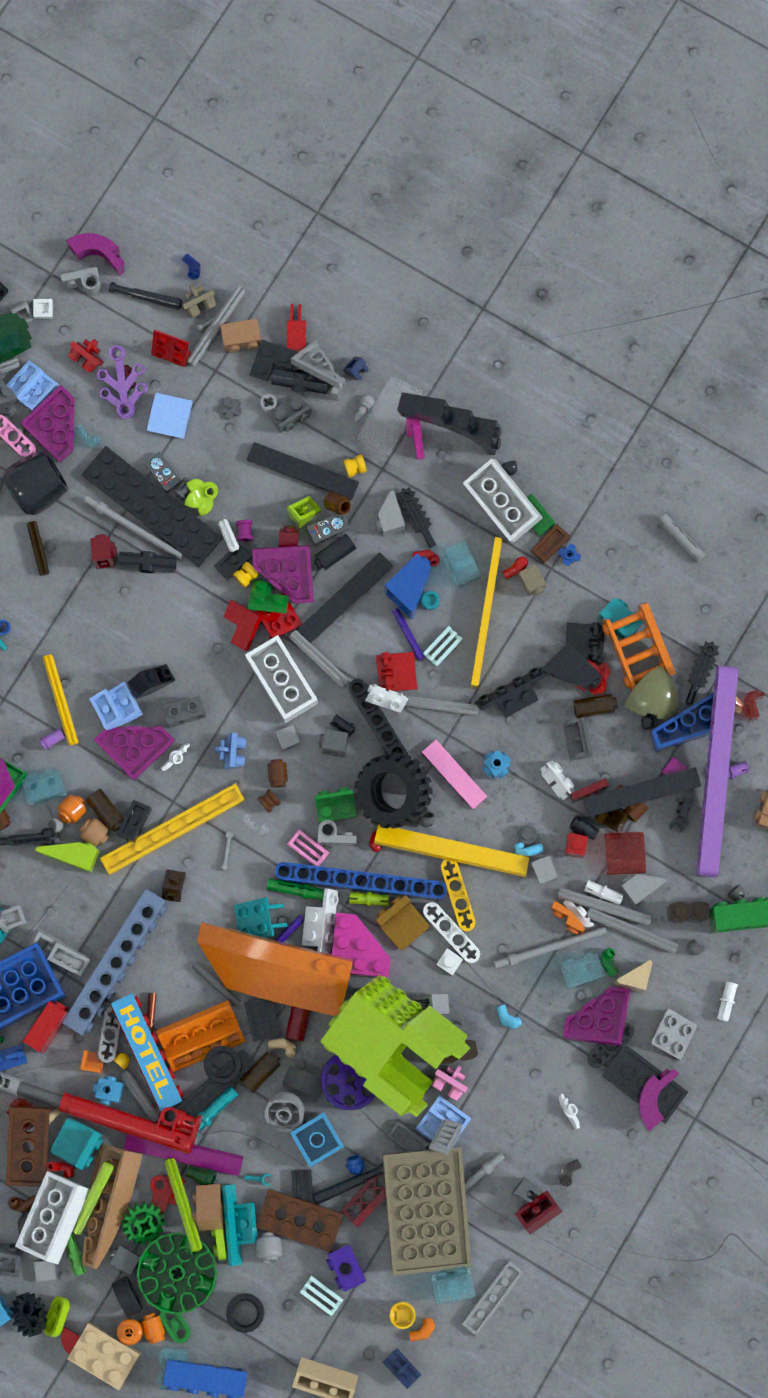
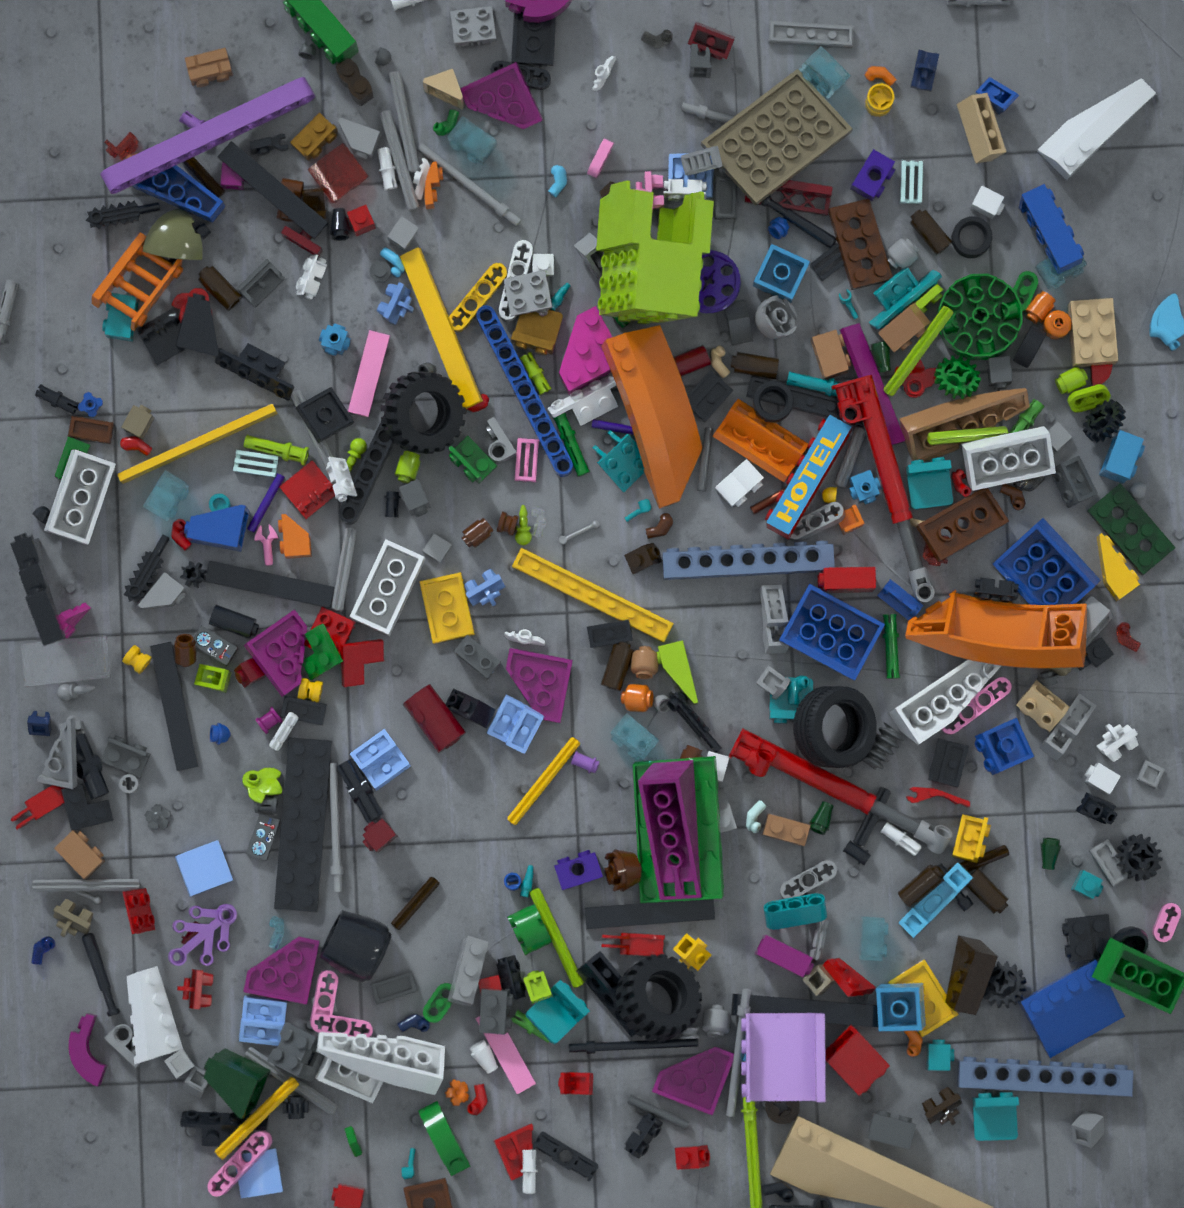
camera: 125 degrees left, 5 degrees up
(79, 1312) = (1071, 380): none -> lime brick
(87, 308) = (151, 1016): none -> white wedge
(159, 592) = (380, 759): none -> light blue slope
(160, 649) = (434, 718): none -> dark red piece
(178, 996) = (739, 484): none -> white brick
(186, 916) = (662, 528): none -> reddish brown arm
(212, 913) = (644, 506): none -> teal hand
(229, 1135) = (830, 354): none -> medium nougat brick
(238, 715) = (446, 608): none -> yellow tile
(253, 808) = (523, 535): none -> lime bar
(259, 489) = (219, 733): none -> blue plate
(263, 1345) = (988, 203): none -> white brick
(271, 1282) = (930, 231): none -> dark brown brick
(361, 754) = (407, 467): none -> lime brick
(365, 637) = (295, 541): none -> orange slope
(377, 615) = (267, 547): none -> bright pink bar
(391, 542) = (190, 579): none -> black gear
(403, 729) = (358, 447): none -> lime bar
(416, 956) = (558, 298): none -> teal piece
(428, 1116) = (677, 191): none -> white hinge
(433, 933) = (528, 293): none -> light grey hinge
(436, 674) = (286, 451): none -> lime pin
(444, 720) = (324, 415): none -> black plate
(492, 831) = (398, 304): none -> medium blue hips
(503, 1062) = (600, 158): none -> bright pink beam
(590, 533) = (57, 399): none -> black pin
(665, 854) = (314, 137): none -> pearl gold bracket
(687, 751) = (207, 180): none -> dark brown axle

